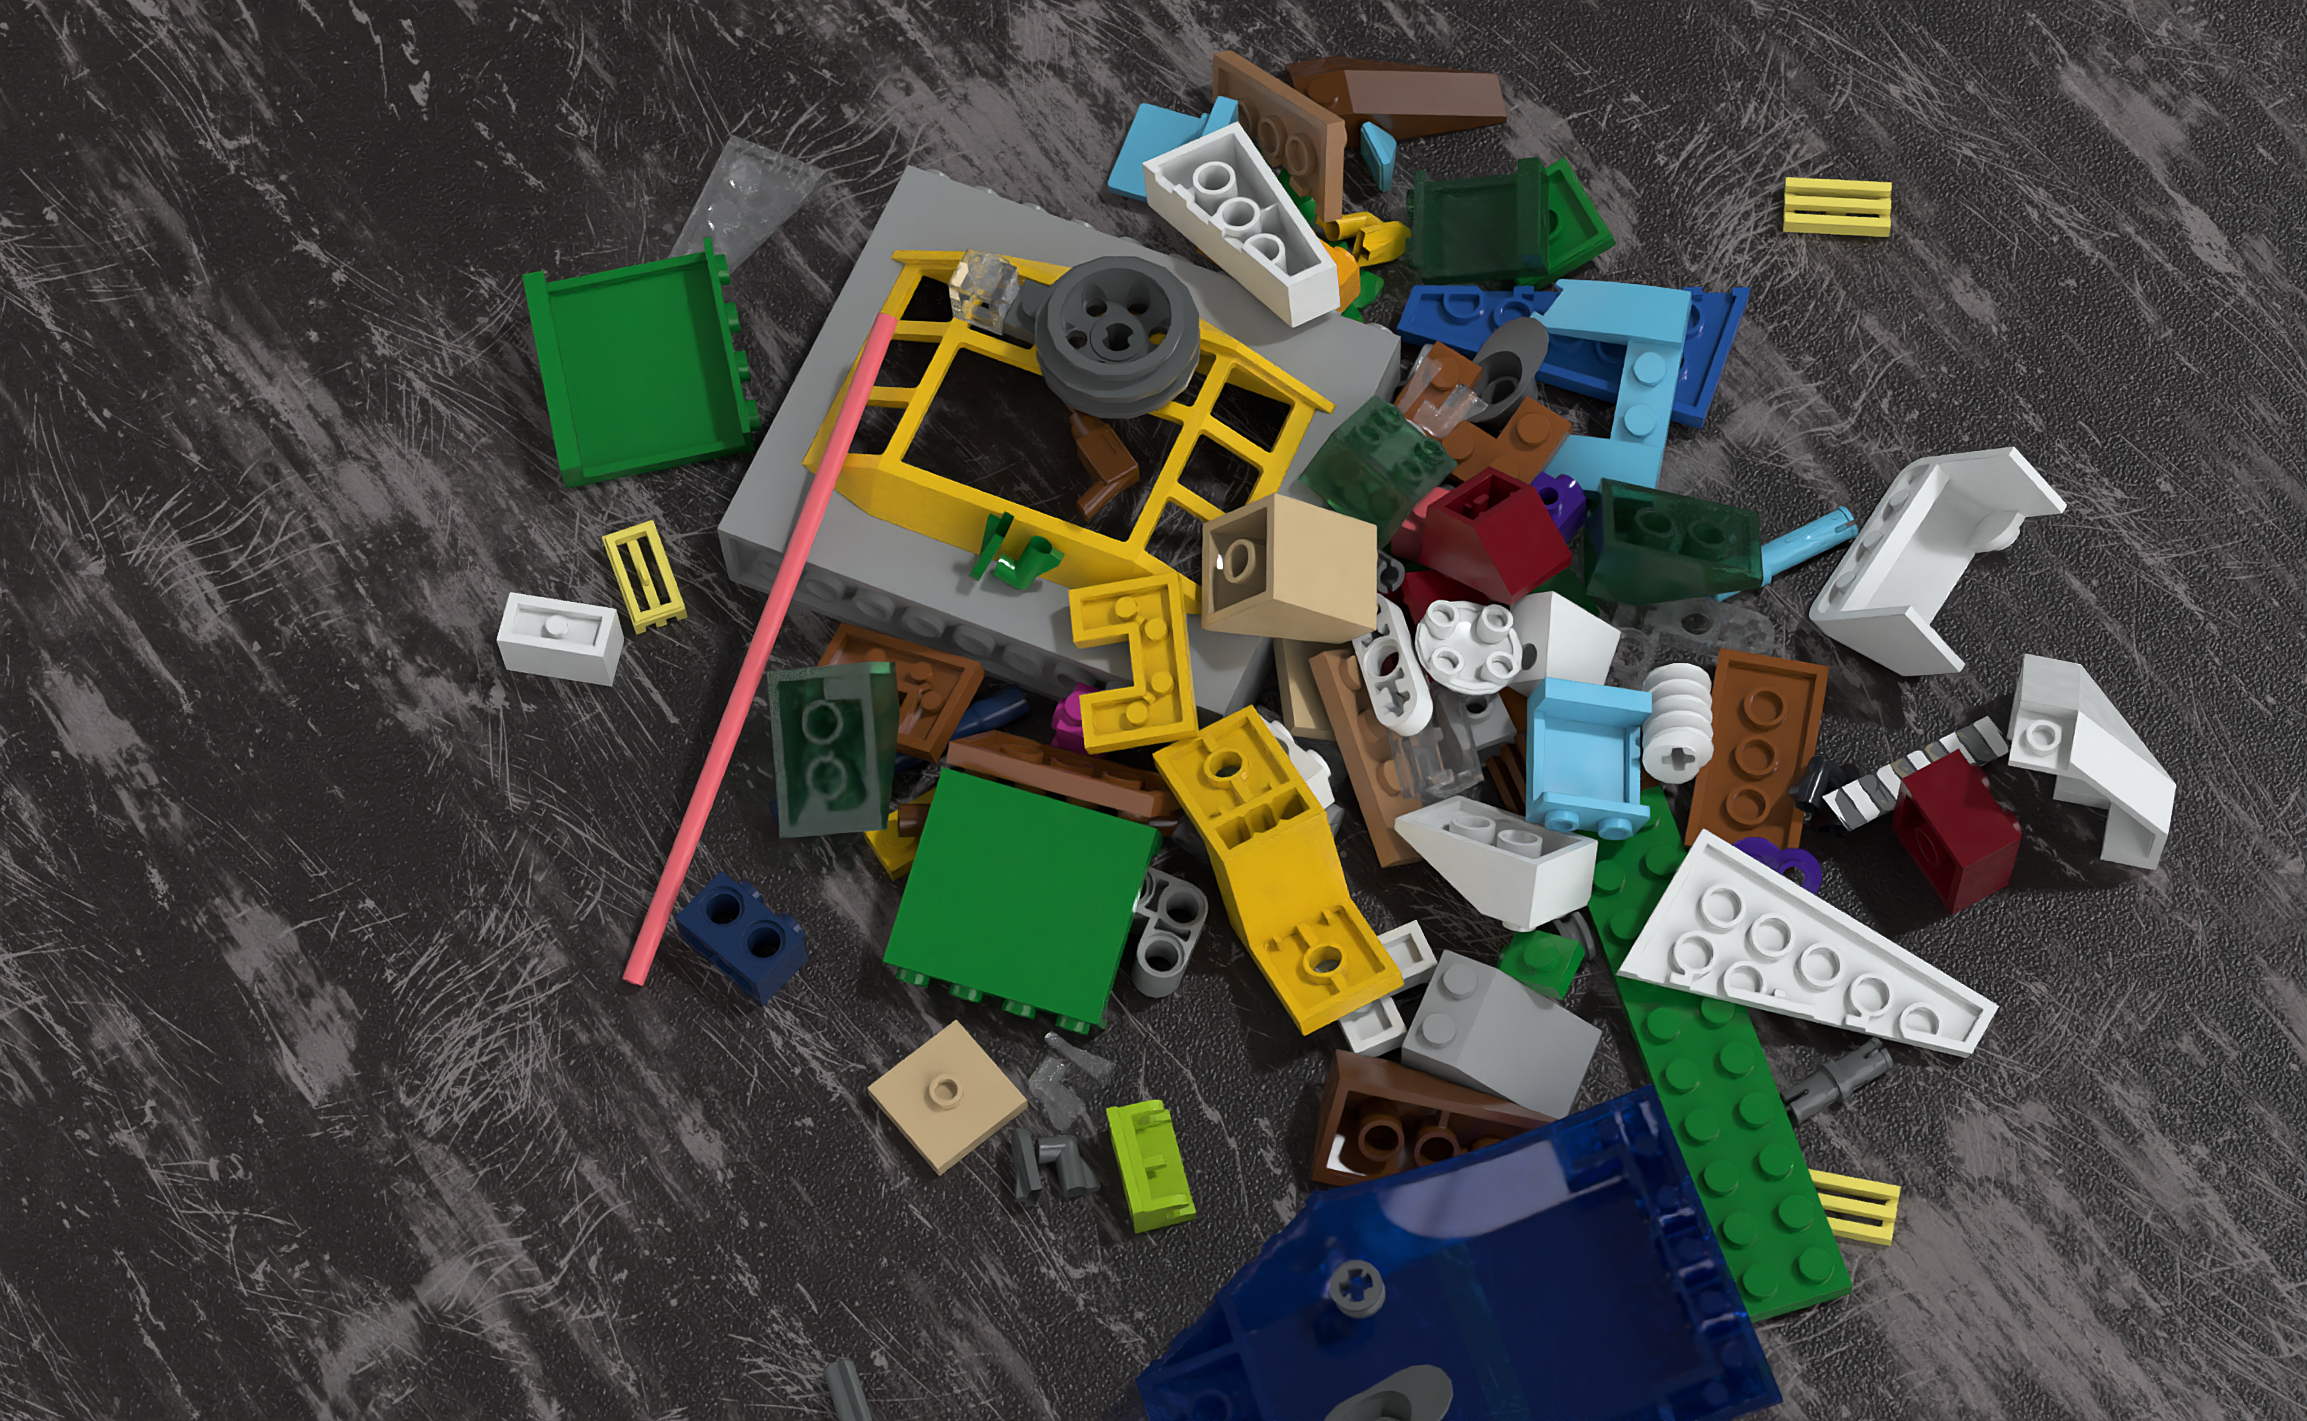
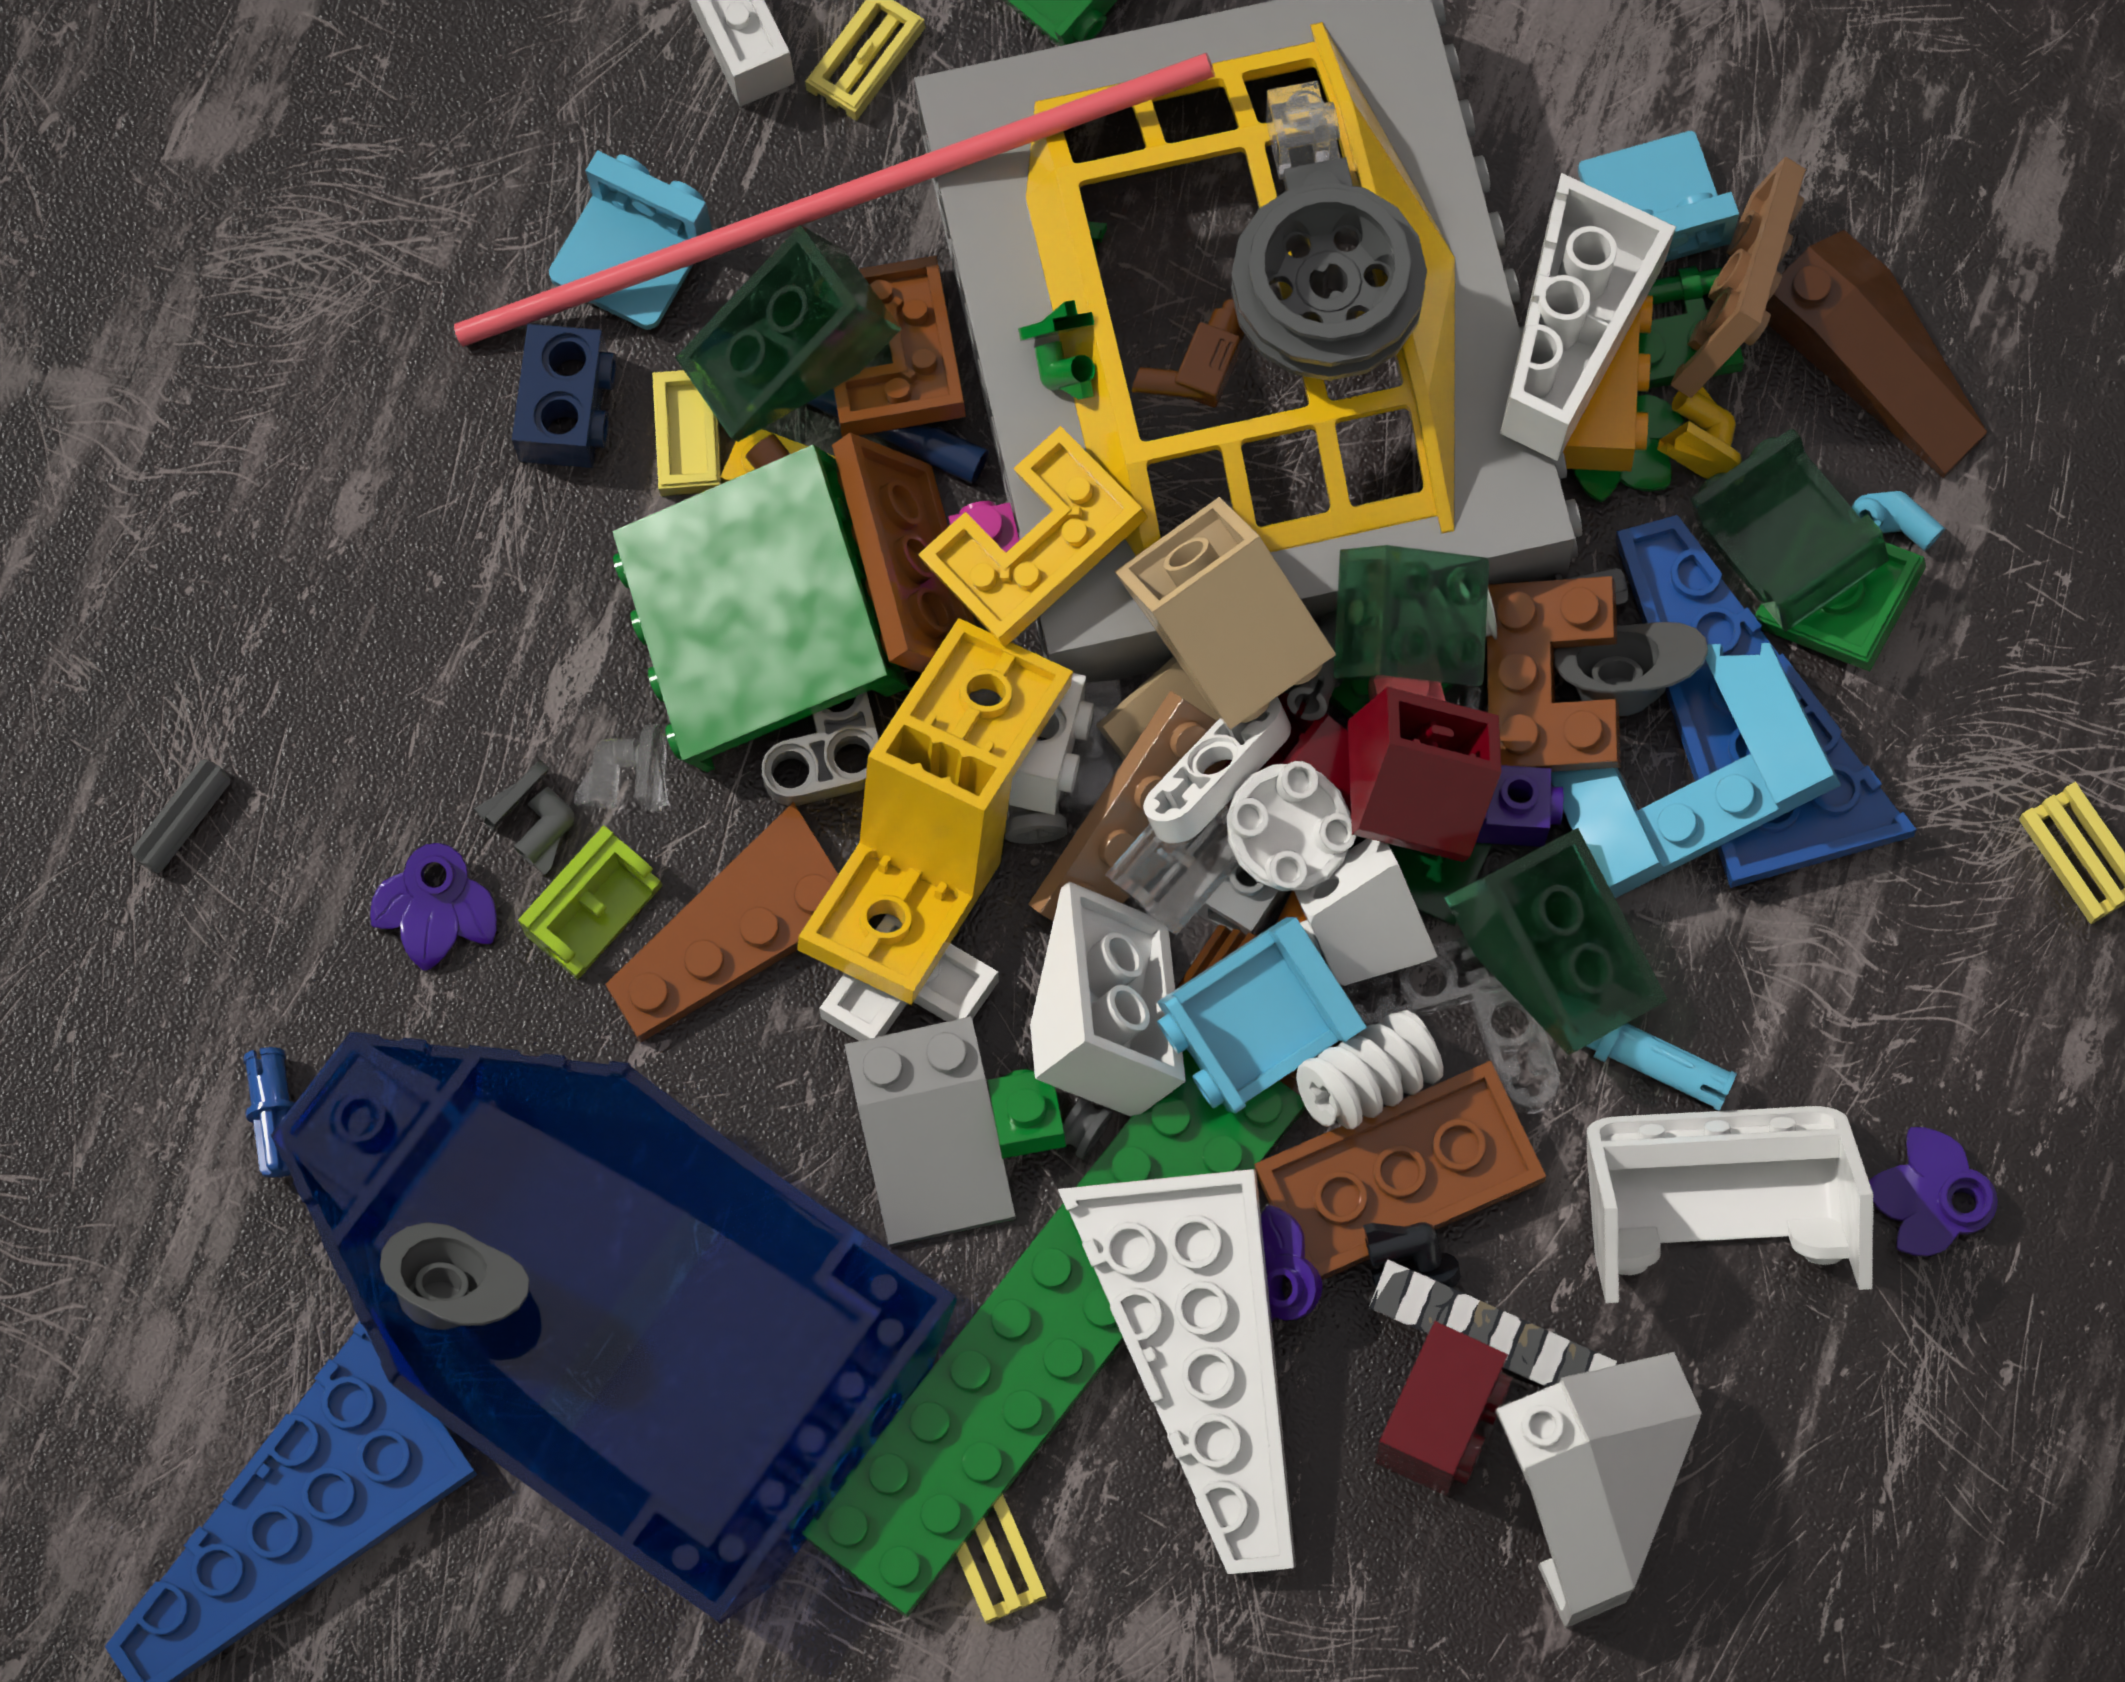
camera: 55 degrees right, 10 degrees up
(645, 805) = (627, 220): none -> medium azure bracket
(836, 876) = (684, 436): none -> light yellow tile
(947, 1097) = (538, 682): tan plate -> none
(1072, 1284) = (434, 915): none -> dark purple plate
(1241, 1069) = (729, 929): none -> dark orange wing
(1373, 1296) = (580, 1148): dark grey bush -> none
(1378, 152) = (1807, 385): medium azure slope -> none
(1395, 1119) = (789, 1103): reddish brown wedge -> none
(1456, 408) = (1549, 644): clear piece -> none
(1507, 156) = (1899, 513): none -> medium azure arm
(1836, 1080) = (1112, 1464): dark grey pin -> none
(1999, 428) = (1924, 1190): none -> dark purple plate

